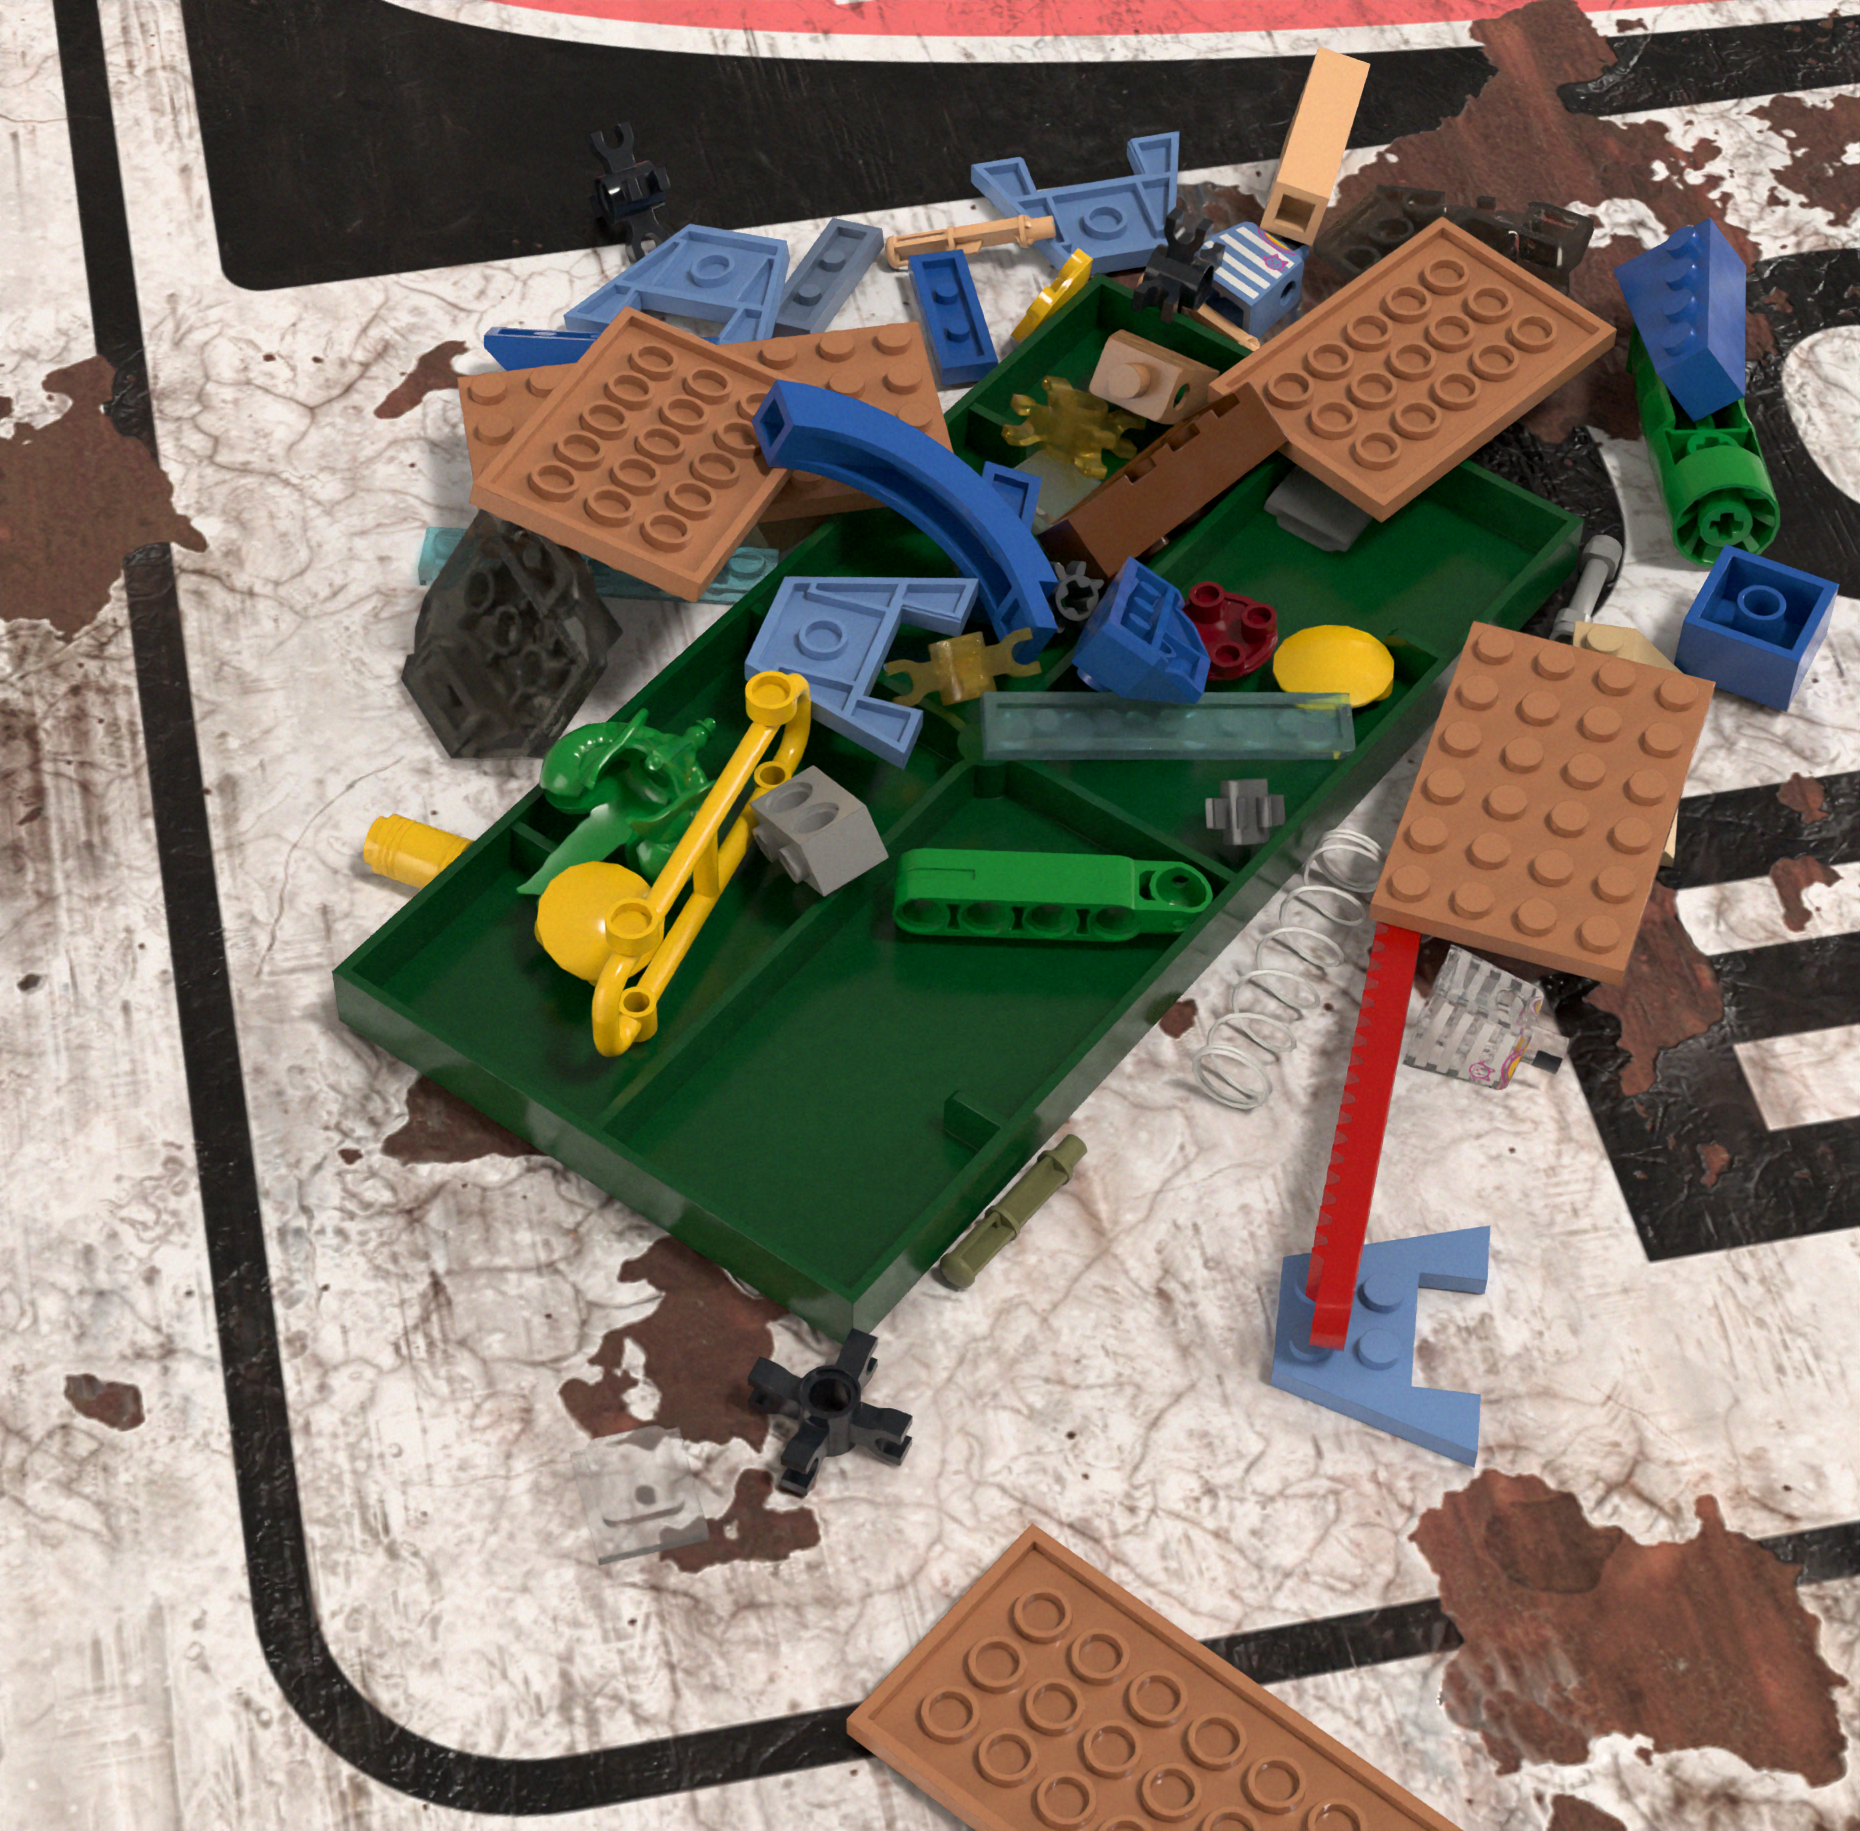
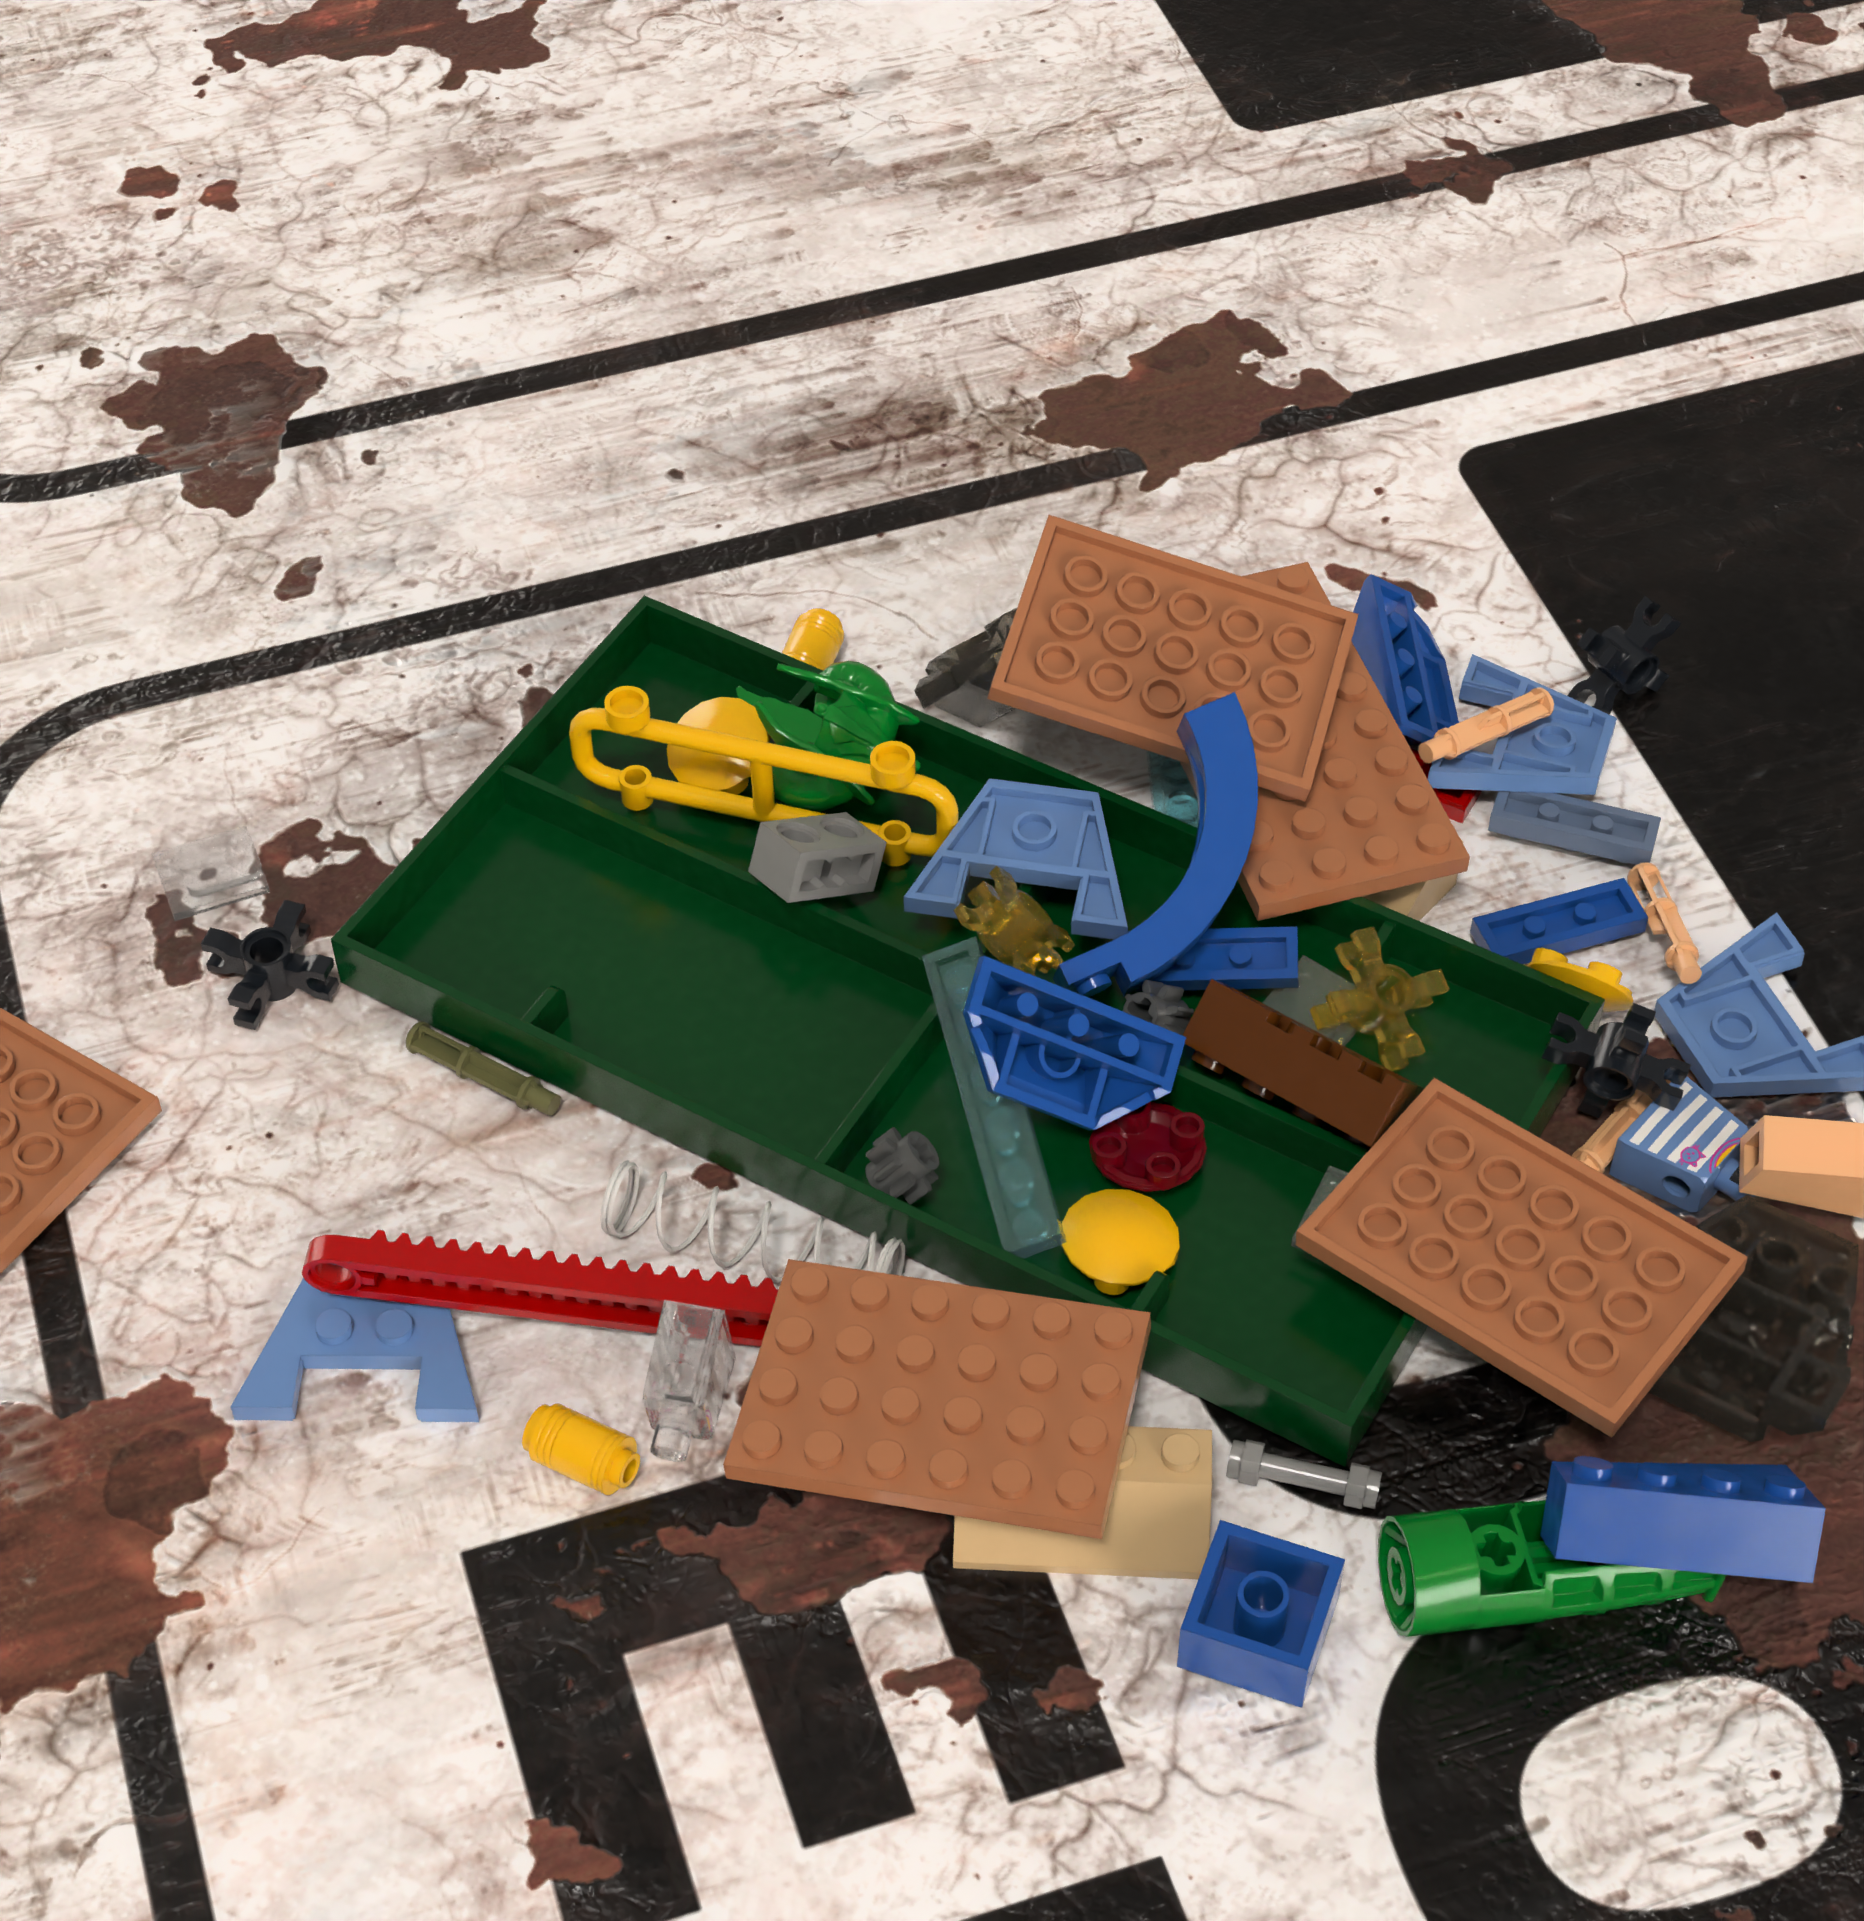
camera: 85 degrees right, 0 degrees up
(703, 294) = (1486, 726): none -> light nougat piece
(1044, 895) = (789, 1036): green piece -> none
(1147, 378) = (1458, 1040): medium nougat torso -> none
(1545, 1134) = (581, 1448): none -> yellow head

